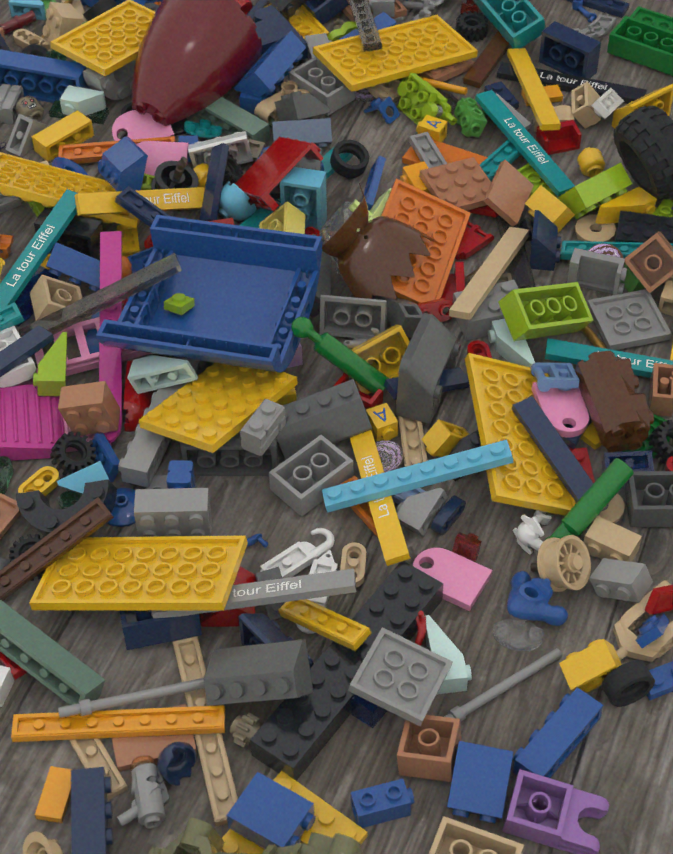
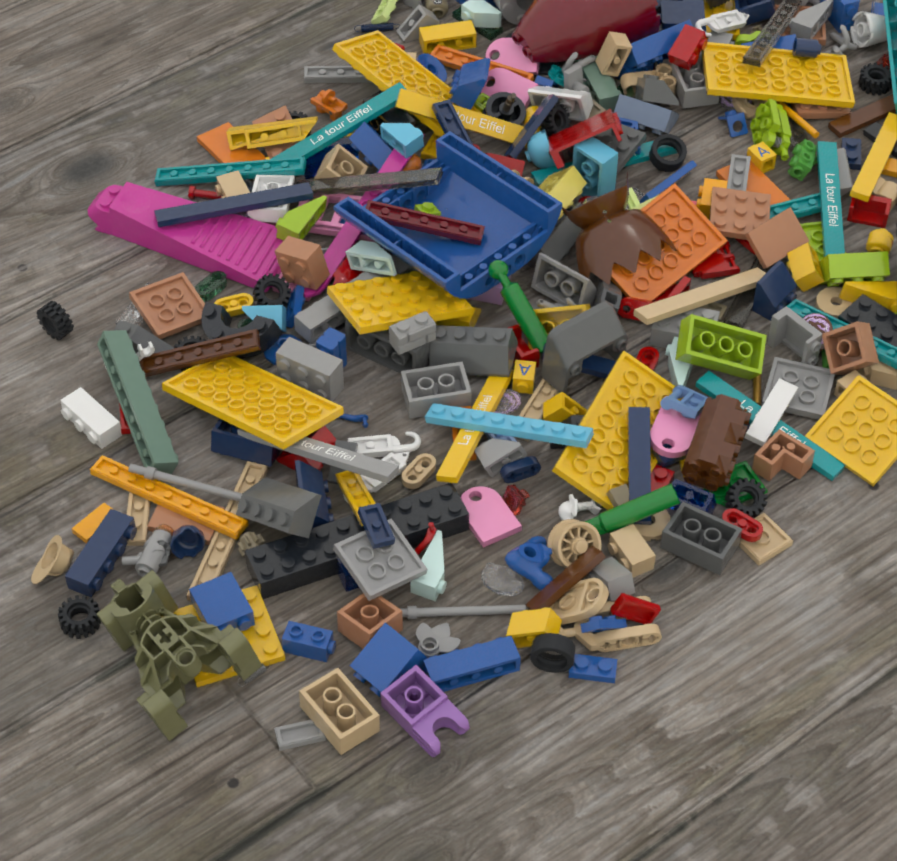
camera: 30 degrees right, 0 degrees up
(105, 242) = (402, 137): none -> medium azure slope
(194, 312) = (427, 222): none -> dark red tile
(207, 114) = (583, 62): none -> light grey piece
(218, 125) = (574, 79): none -> light grey tile
(241, 88) = (613, 54): none -> tan brick
(306, 56) = (687, 47): none -> red brick
(311, 25) = (723, 21): none -> white plate
(378, 642) = (376, 525): none -> dark blue plate
(405, 18) = (806, 47): none -> dark blue brick
(501, 728) = (437, 638): none -> light grey plate
(564, 495) = (618, 495): none -> dark tan tile
(582, 604) = (566, 579): none -> reddish brown tile
(608, 617) = (580, 601): none -> tan tile
(630, 347) = (771, 412): none -> white tile

